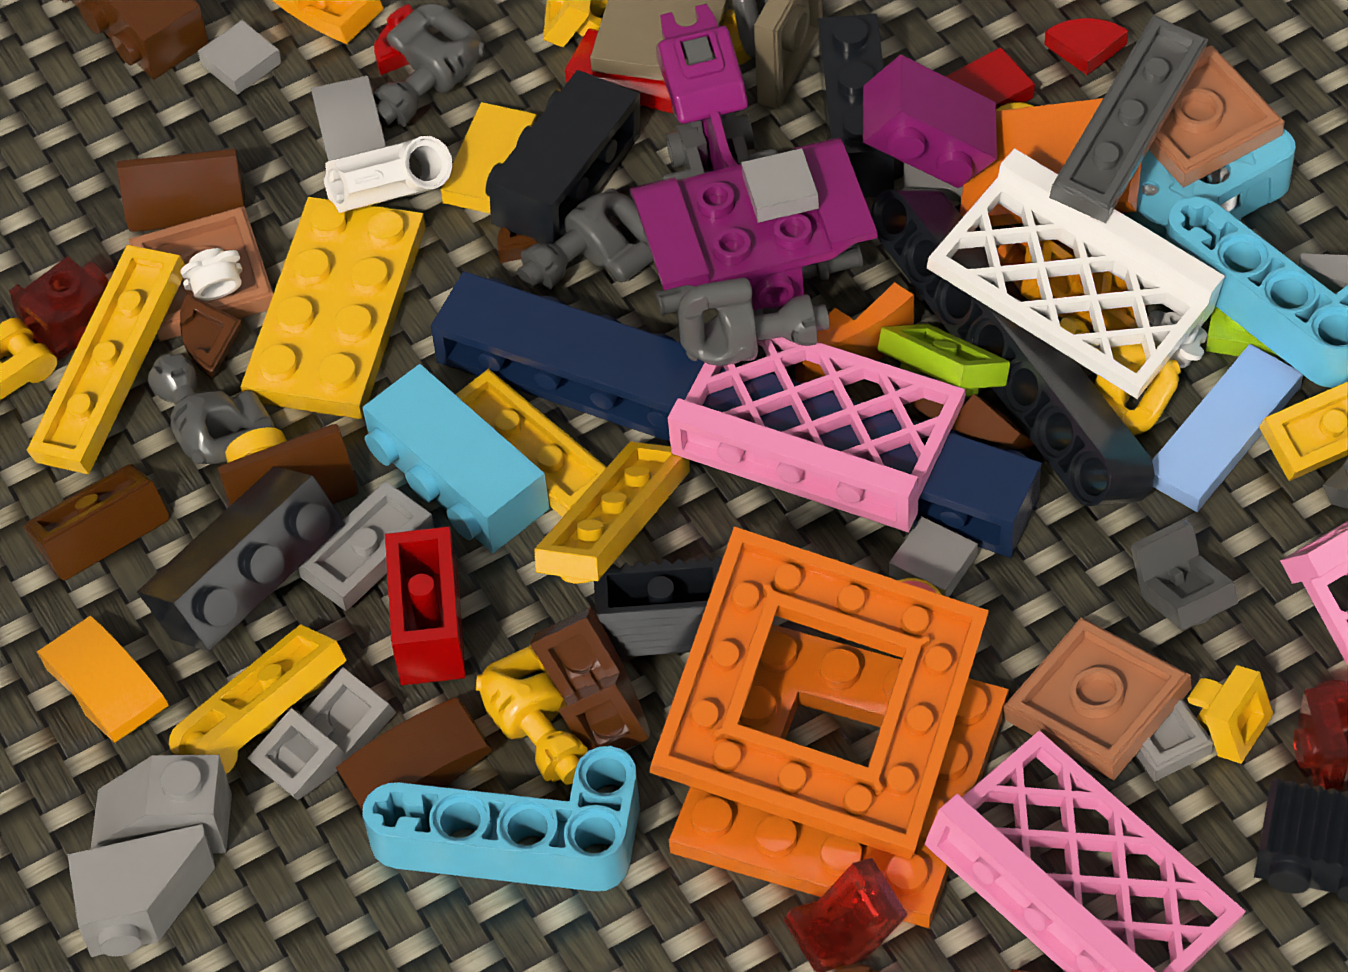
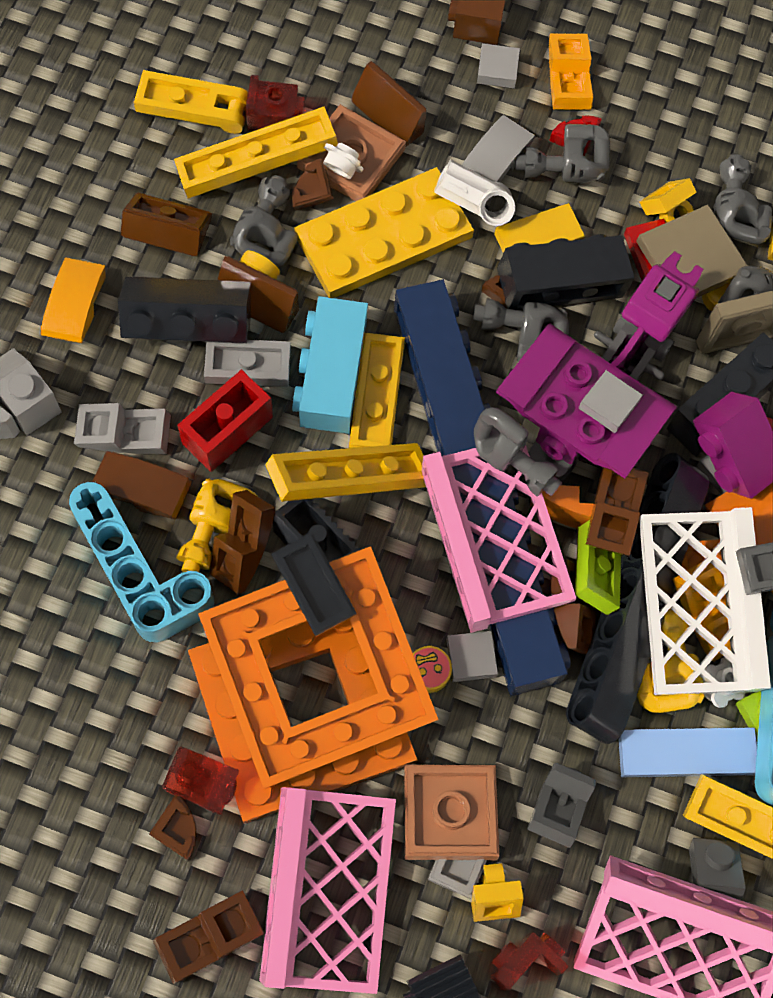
camera: 40 degrees right, 15 degrees up
(258, 696) = (113, 381): yellow plate -> none
(728, 612) = (313, 584): none -> black tile
(894, 288) = (616, 511): none -> reddish brown slope

